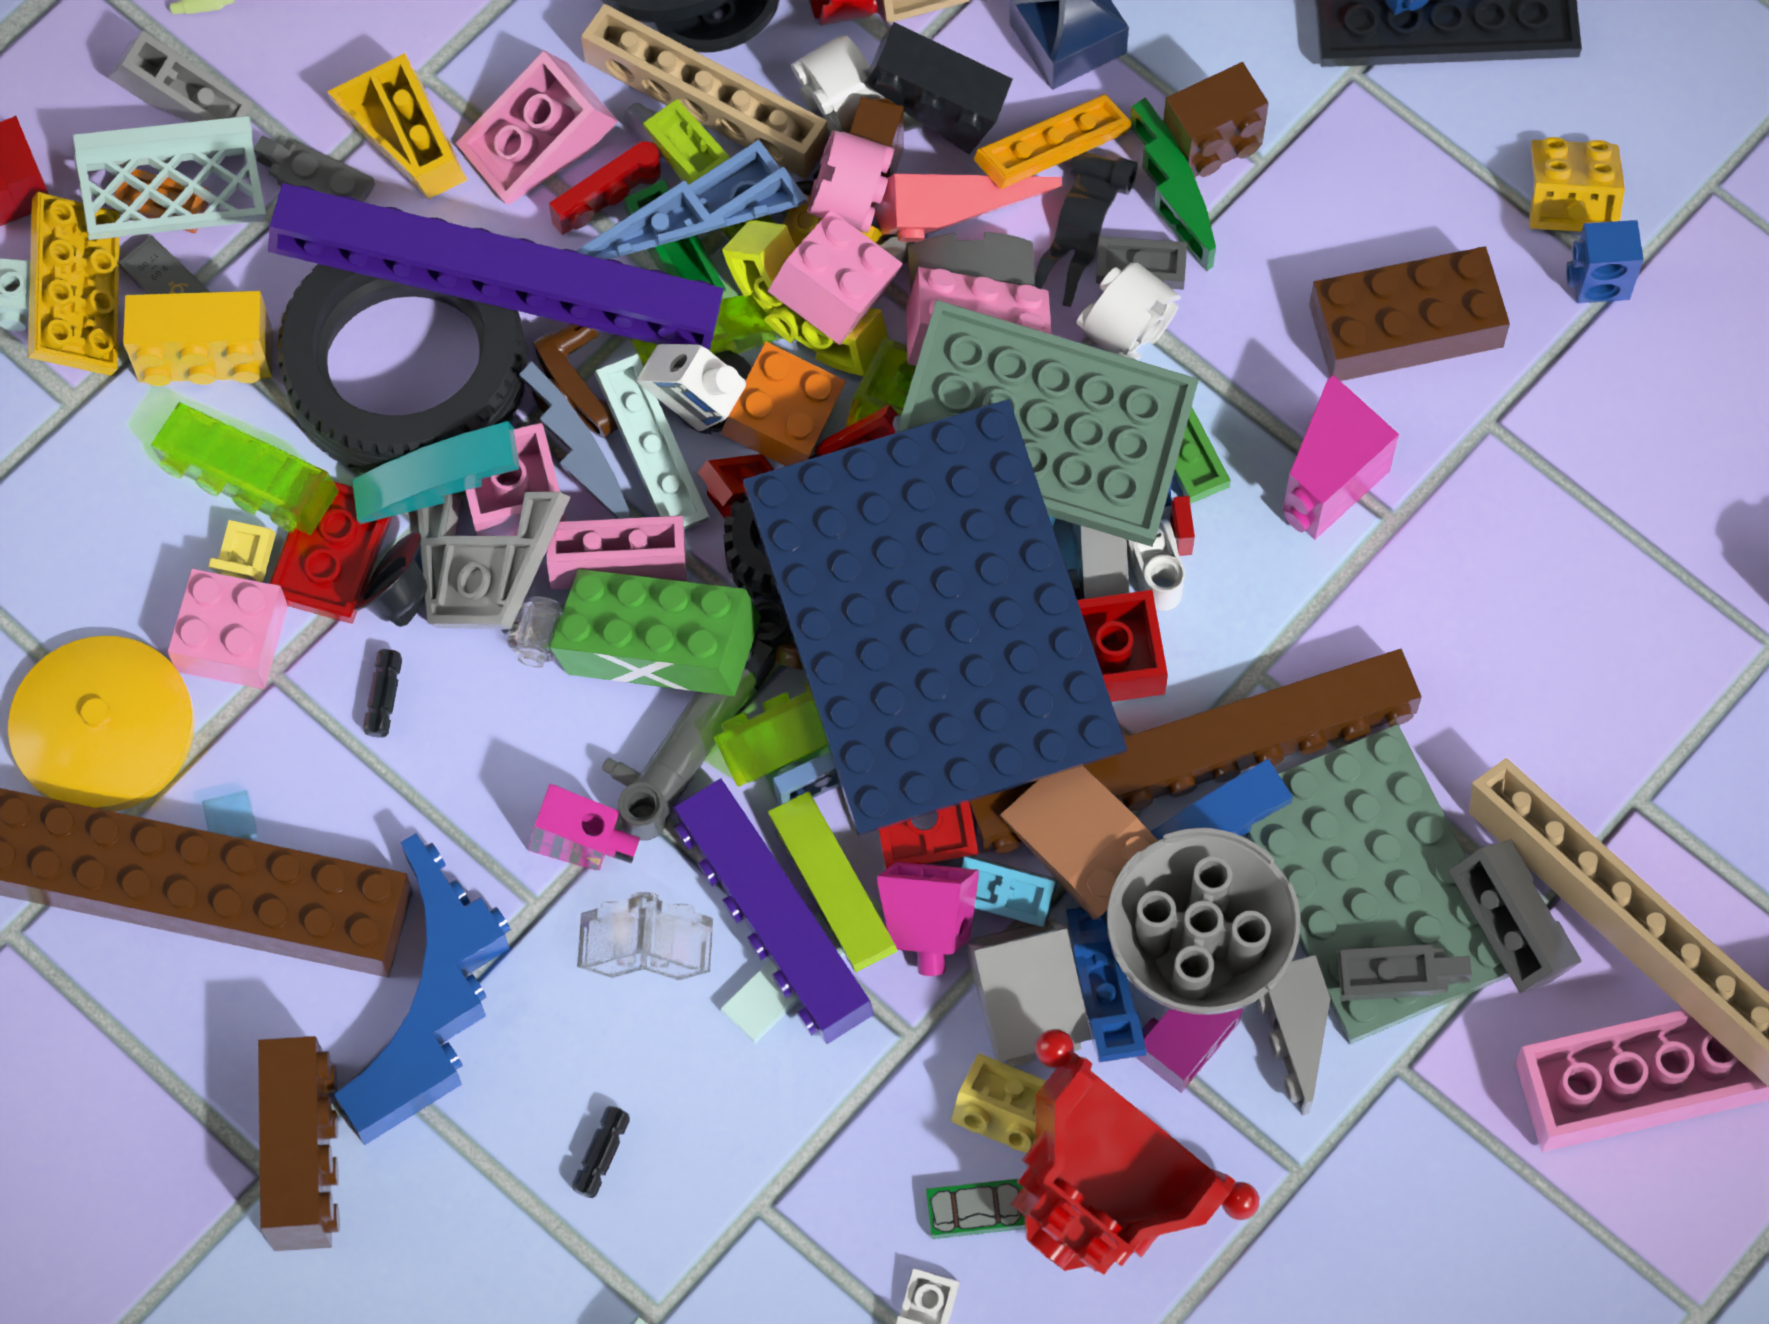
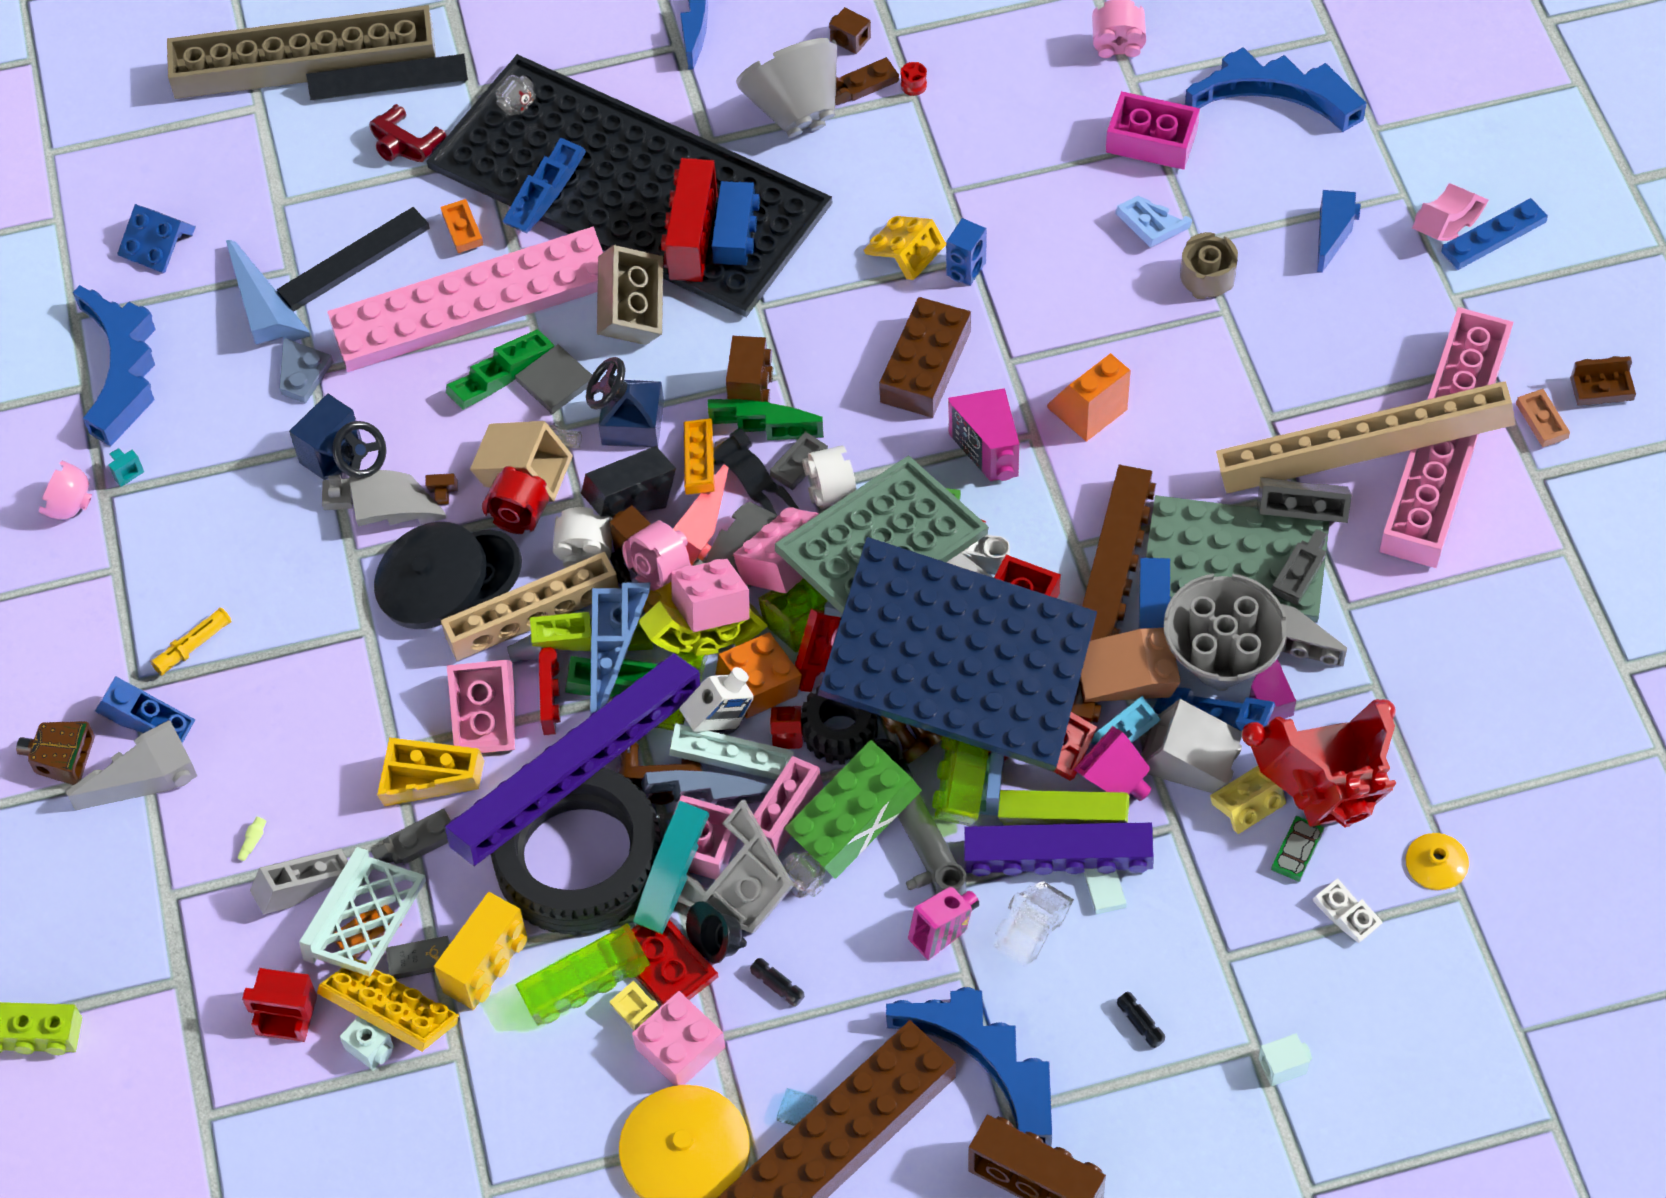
camera: 55 degrees left, 10 degrees down
(1486, 560) = (1094, 398): none -> orange slope

